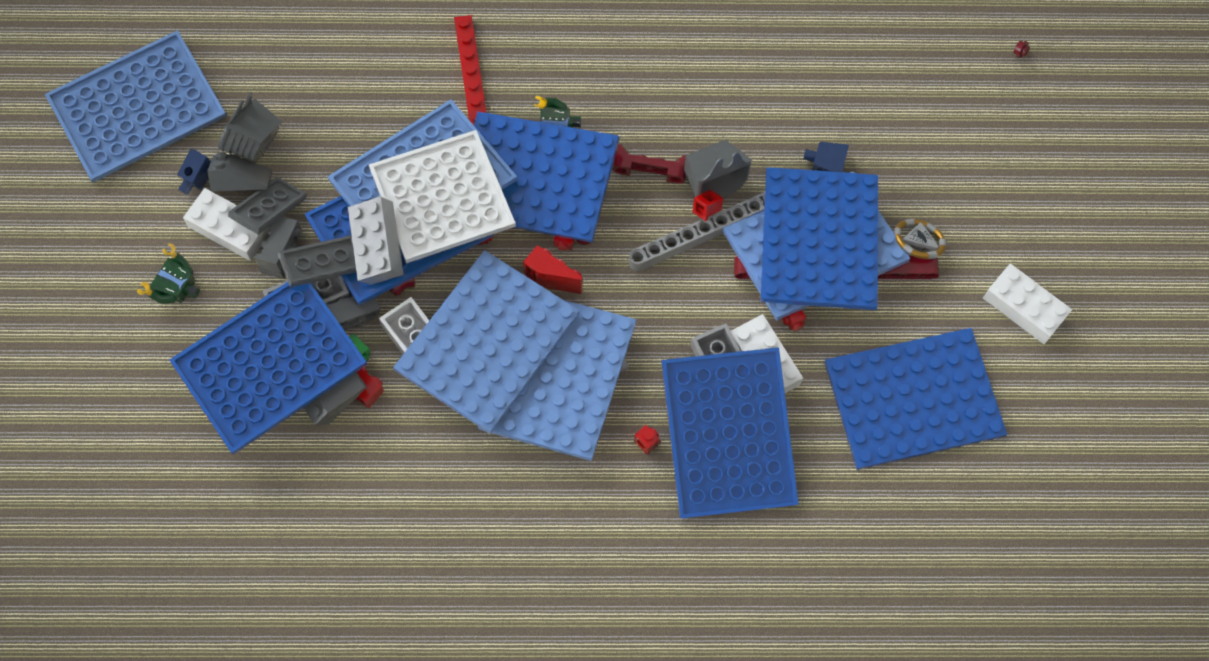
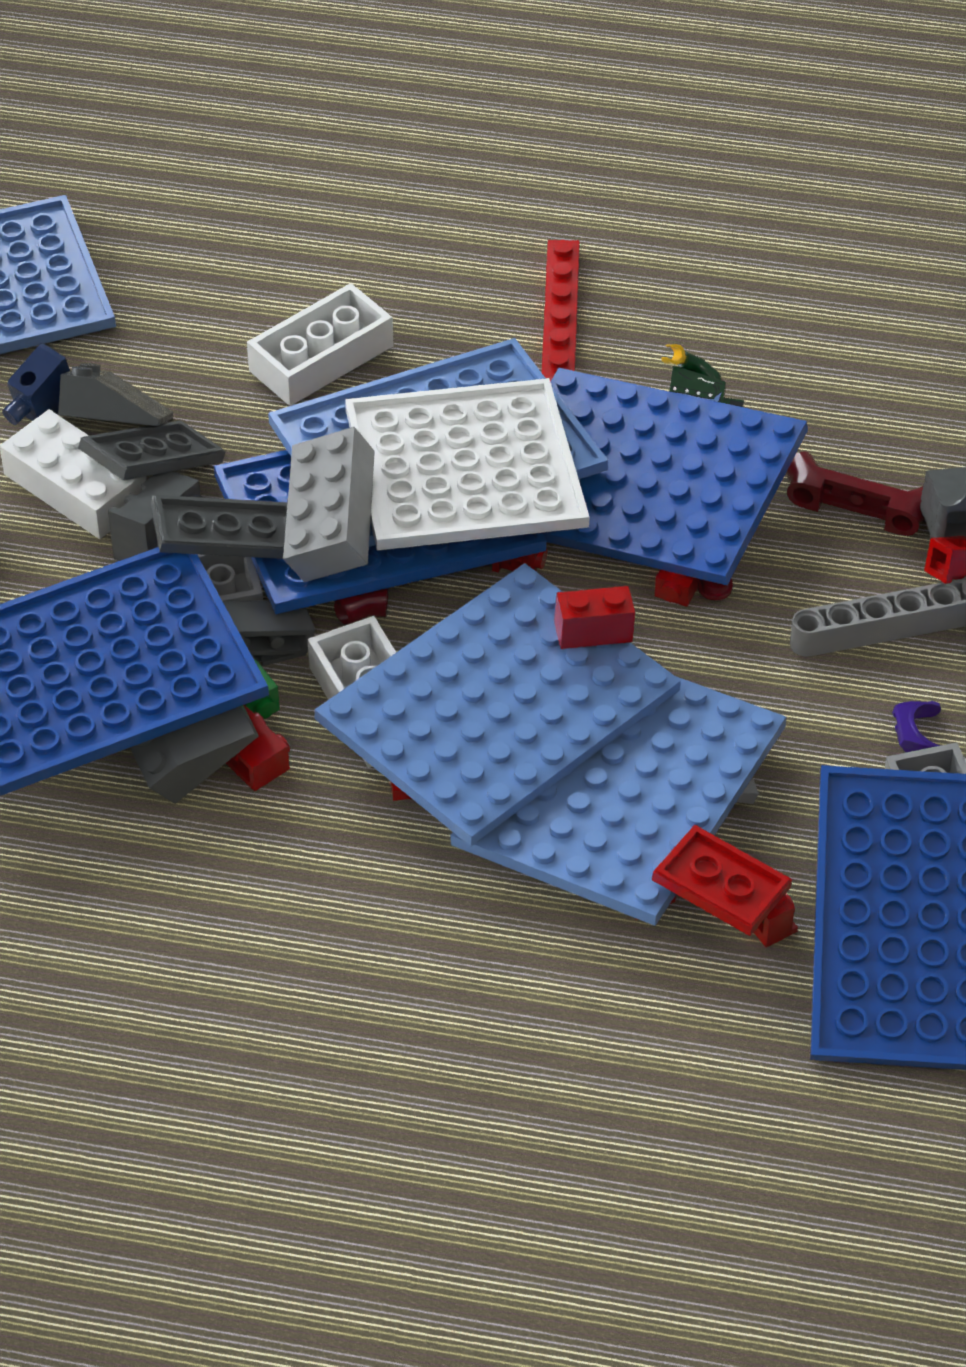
camera: 15 degrees right, 20 degrees down
(249, 130) = (148, 336): dark grey piece -> none
(343, 114) = (320, 344): none -> white brick
(529, 285) = (594, 617): none -> red brick
(552, 272) = (659, 626): red slope -> none
(621, 432) = (722, 880): none -> red tile
(699, 315) = (907, 733): none -> dark purple helmet

